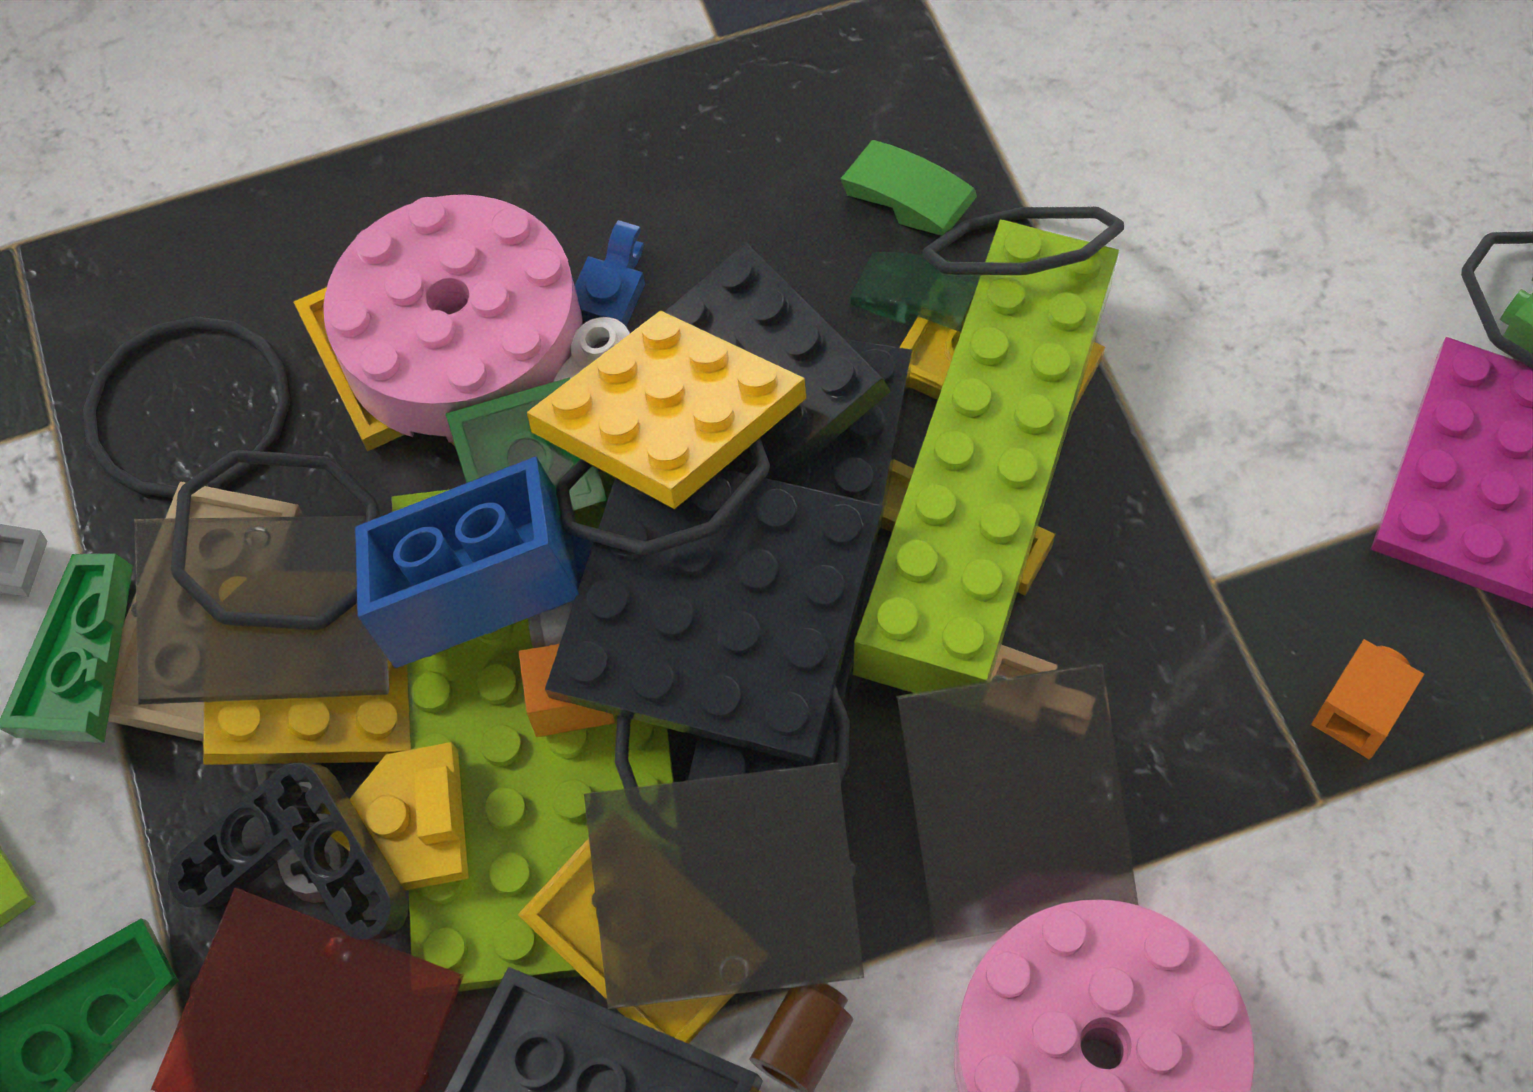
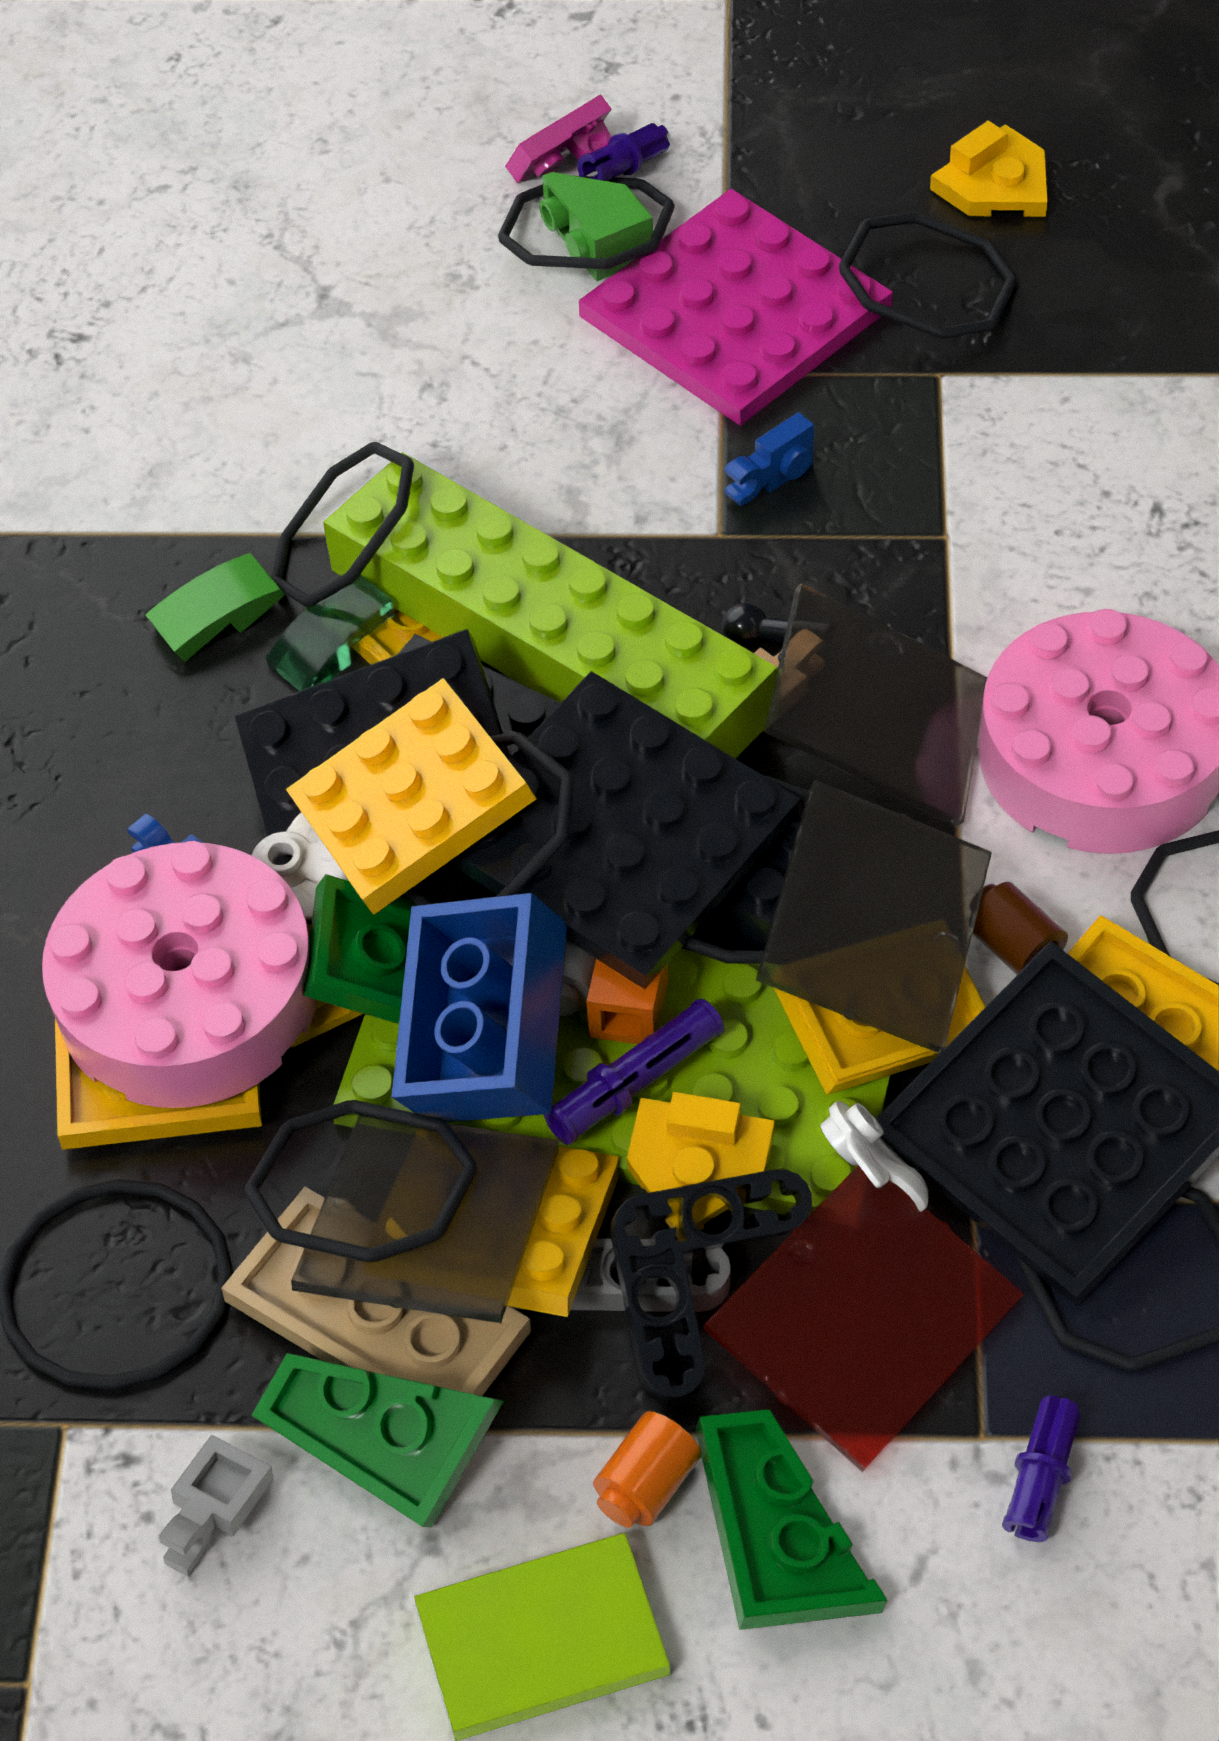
camera: 70 degrees left, 10 degrees down
(87, 891) = (645, 1470): none -> orange brick
(452, 980) = (859, 1141): none -> white plate
(460, 714) = (613, 1086): none -> dark purple pin
(1105, 644) = (750, 626): none -> black bar
(1322, 593) = (778, 457): none -> blue plate
(1368, 698) = (879, 465): orange brick -> none

